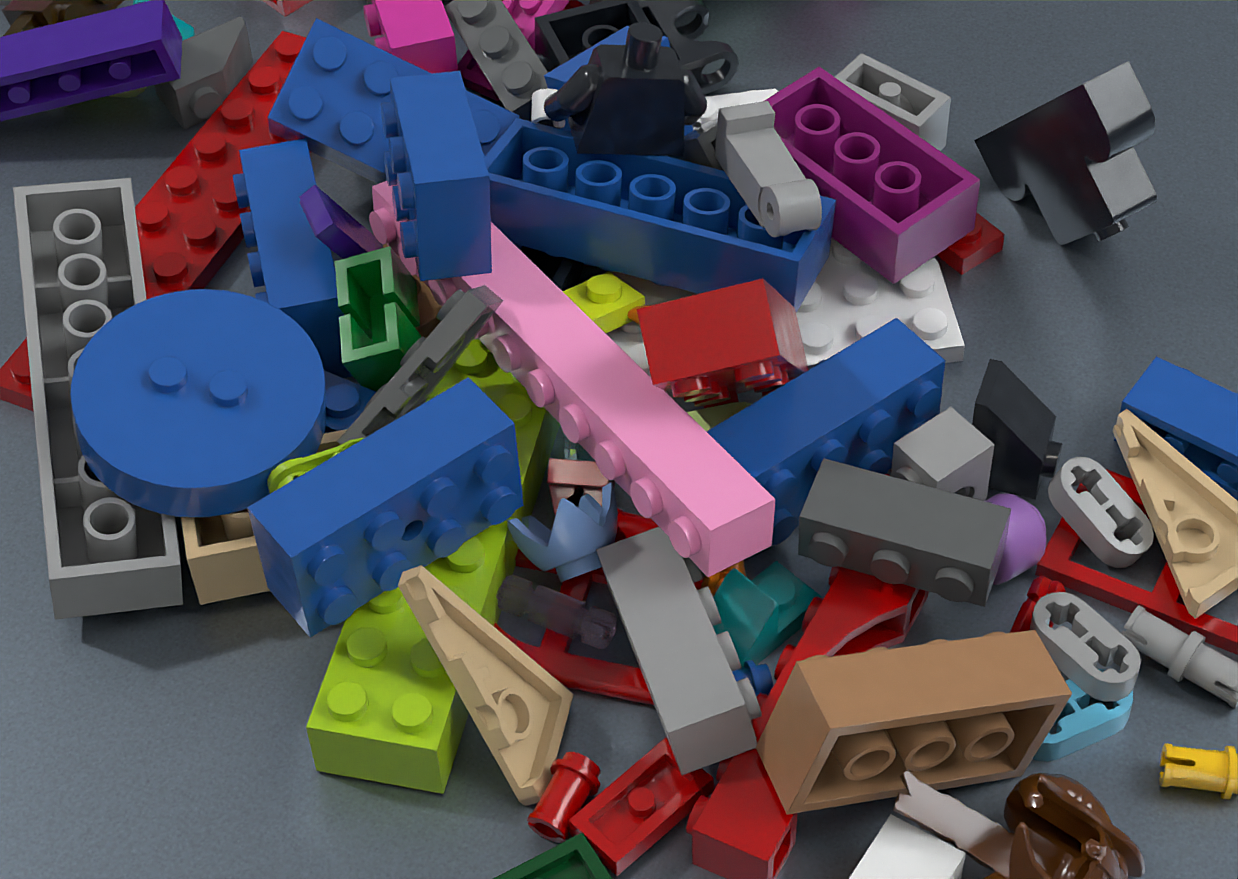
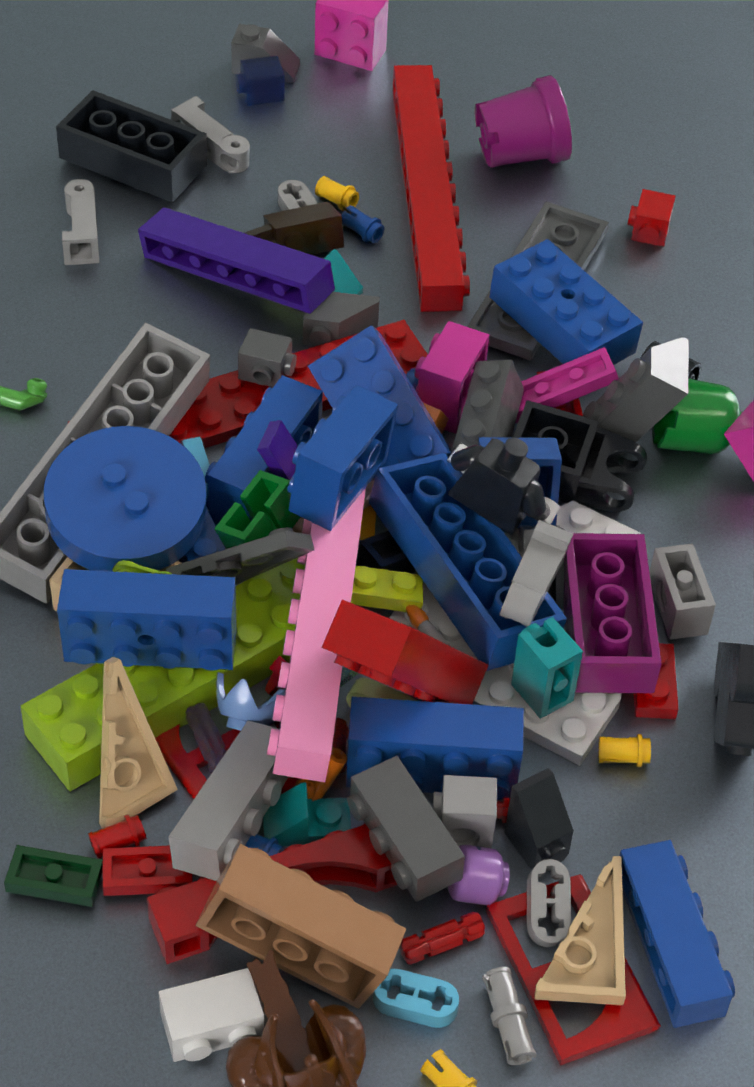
camera: 35 degrees right, 0 degrees up
(180, 156) = (265, 358): none -> dark grey brick
(859, 265) = (546, 667): none -> teal brick
(1007, 302) = (624, 750): none -> yellow pin
(1085, 645) = (441, 964): light grey beam -> none

